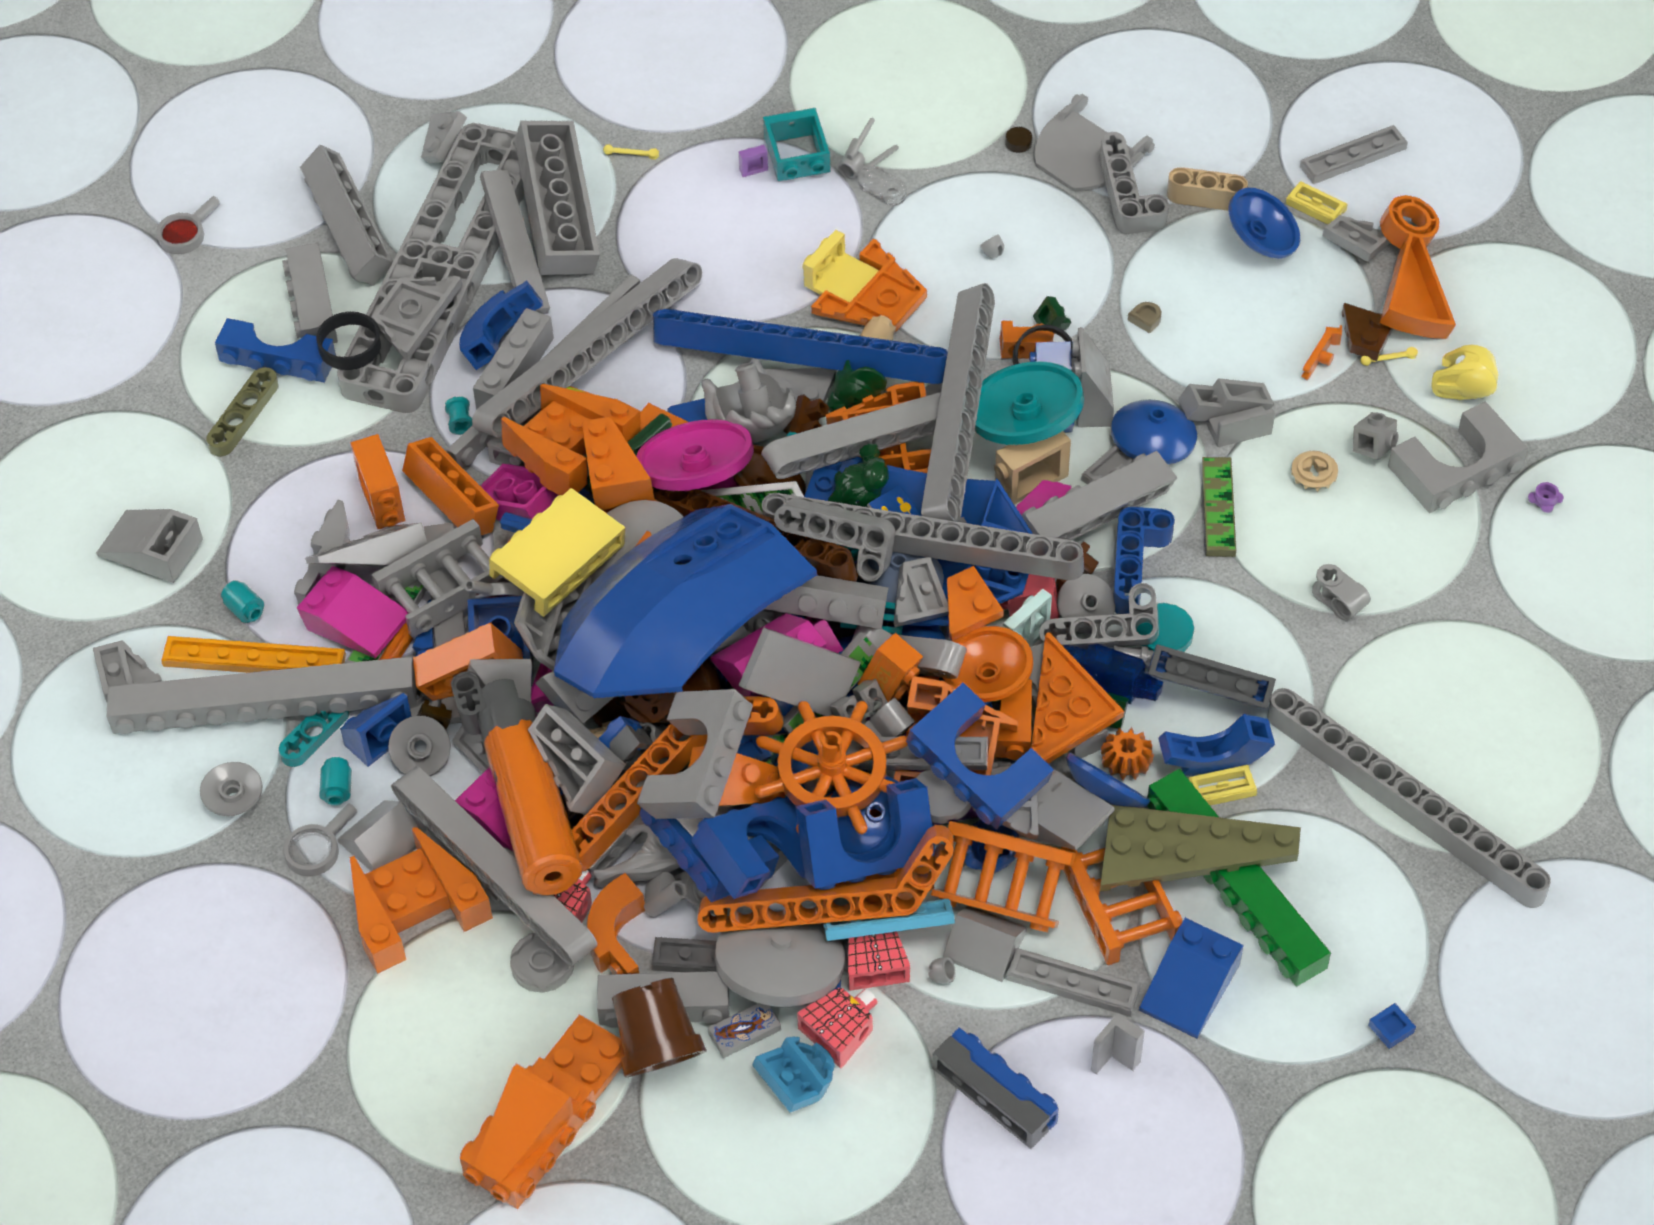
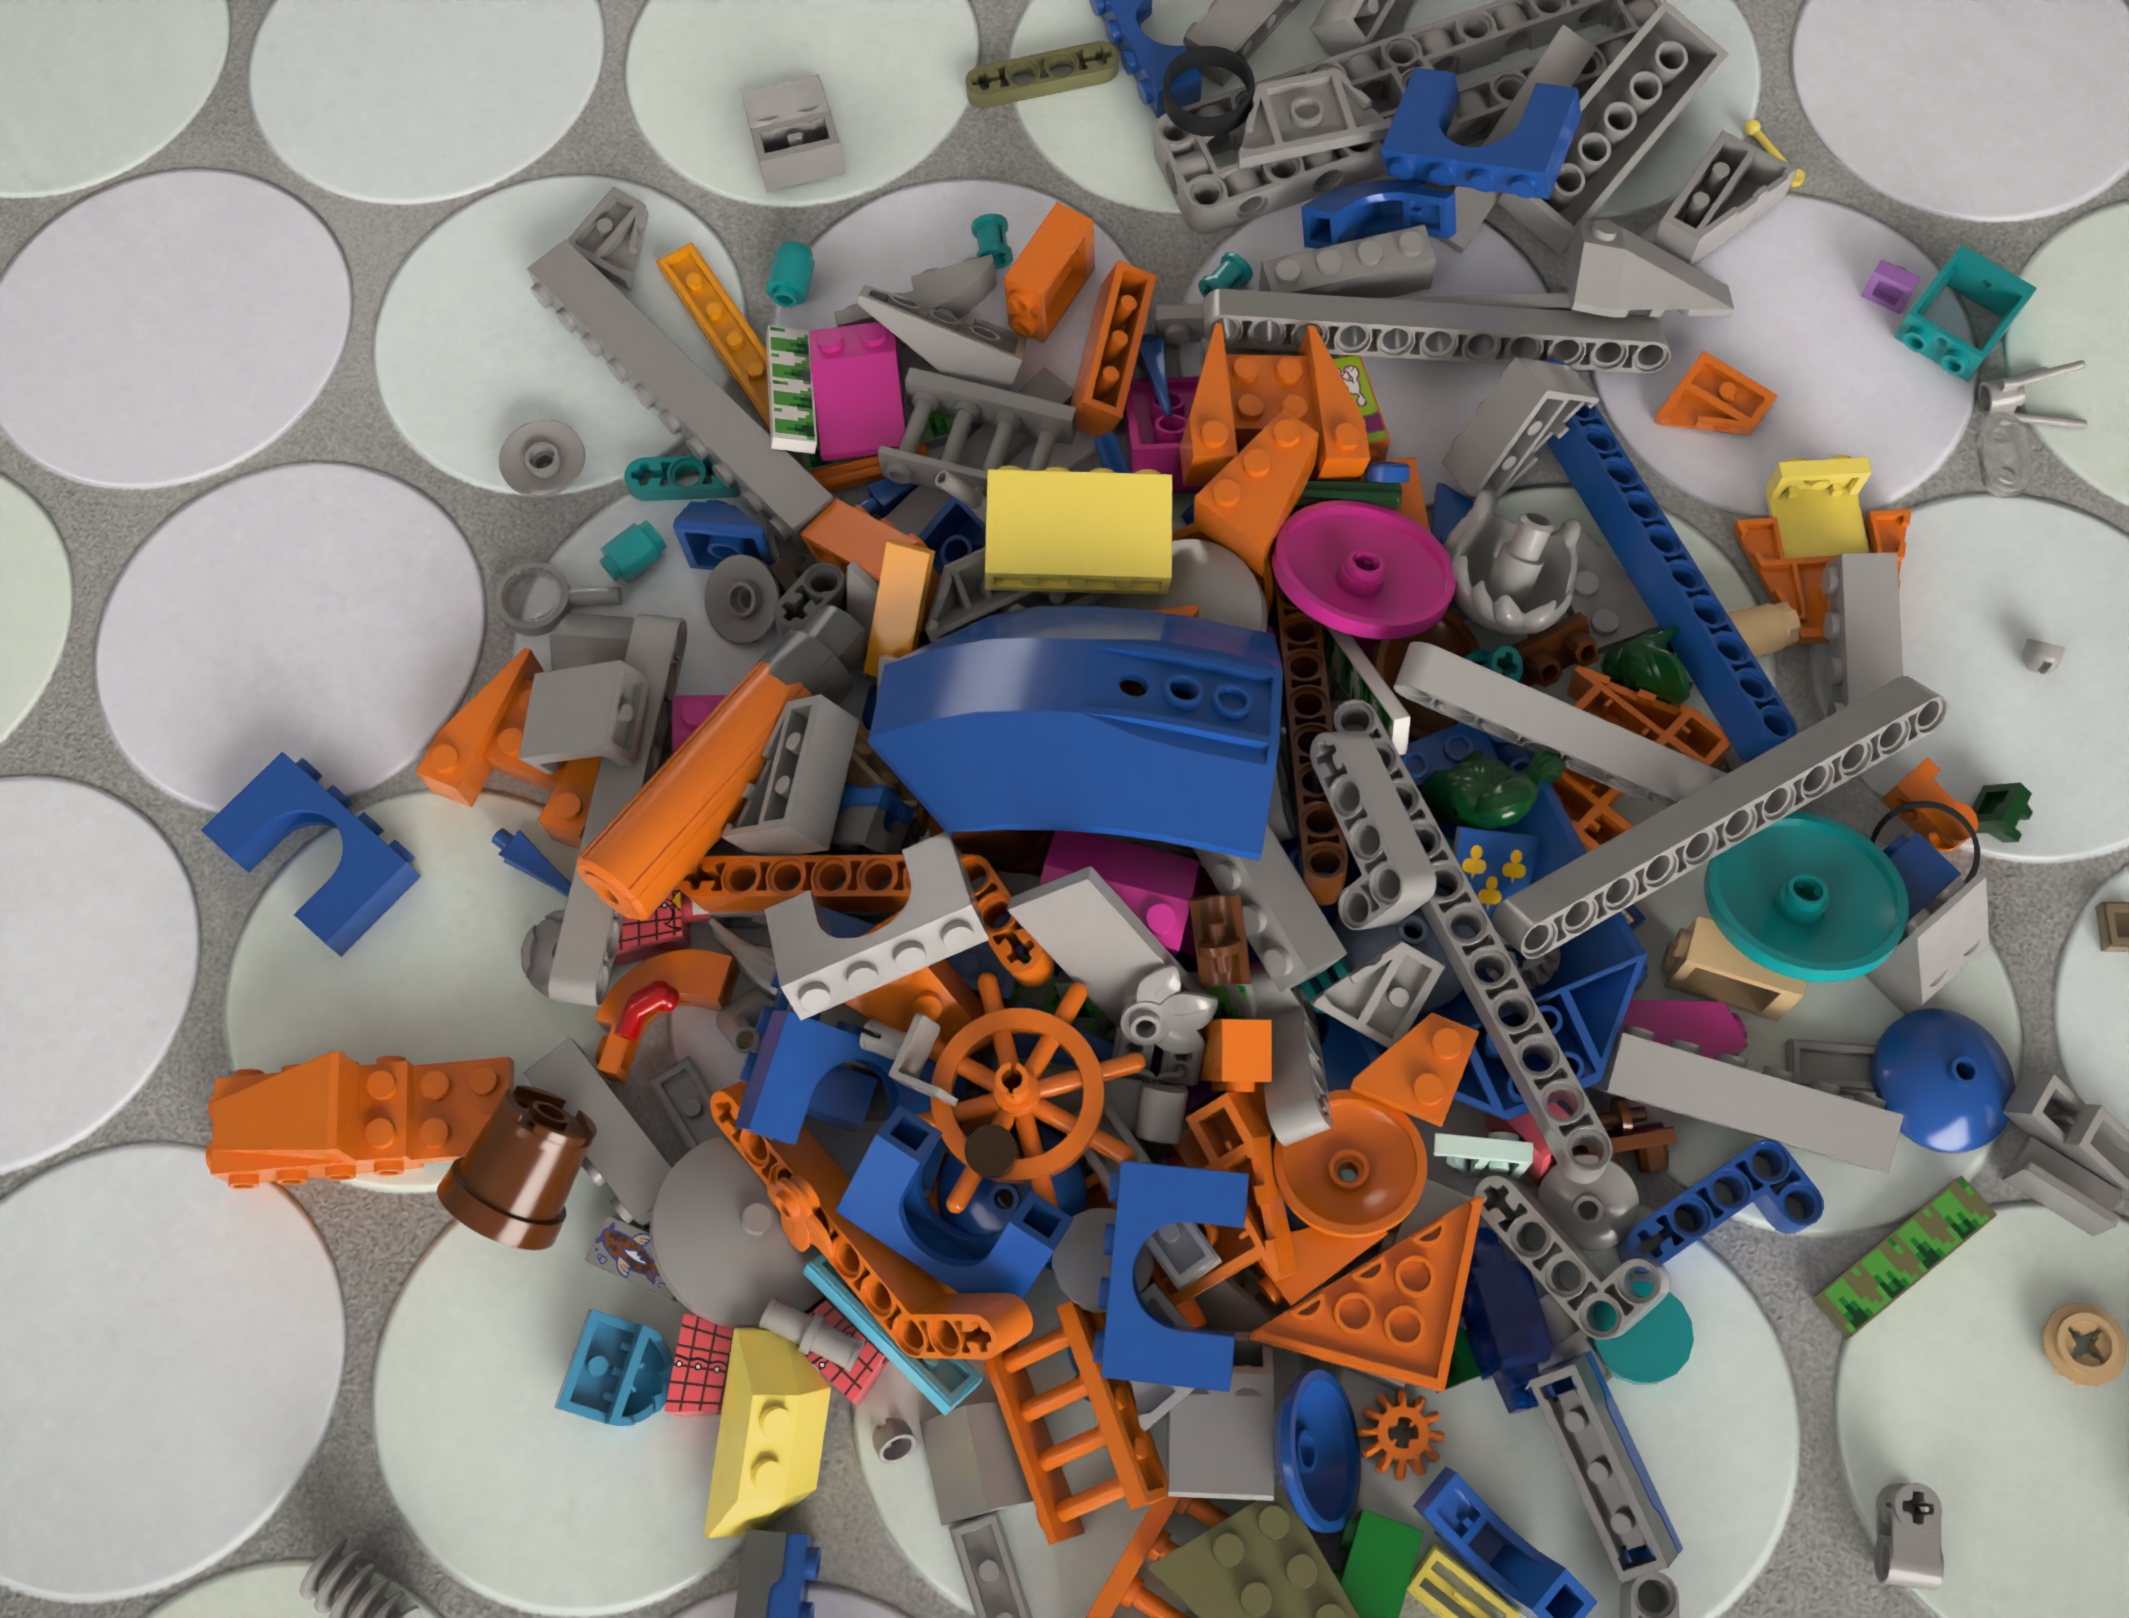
camera: 55 degrees right, 15 degrees up
(319, 1033) = (288, 799): none -> blue arch
(320, 497) = (991, 238): none -> teal bush
(320, 641) = (790, 390): none -> tile
(428, 841) = (584, 715): none -> light grey panel
(468, 945) = (524, 856): none -> blue piece
(487, 479) = (1153, 366): none -> blue piece
(517, 656) = (899, 602): none -> light orange tile
(543, 243) = (1519, 164): none -> blue arch
(613, 926) = (643, 1002): none -> red arm
(637, 187) = (1722, 198): none -> light grey wedge
(641, 251) = (1621, 272): none -> light grey wedge
(649, 414) = (1387, 472): none -> blue tile
(676, 350) = (1514, 422): none -> light grey wedge
(740, 269) = (1716, 400): none -> orange wing
(768, 788) = (908, 1051): none -> light grey bracket
(800, 911) = (796, 1203): none -> orange plate
(837, 624) = (1220, 939): none -> reddish brown hips
(851, 672) = (1174, 1012): none -> light grey plate
(852, 787) = (991, 1151): none -> dark brown tile
(862, 954) = (811, 1334): none -> light grey pin
(892, 1016) = (766, 1434): none -> light yellow wedge
(916, 297) = (1861, 625): none -> light grey brick

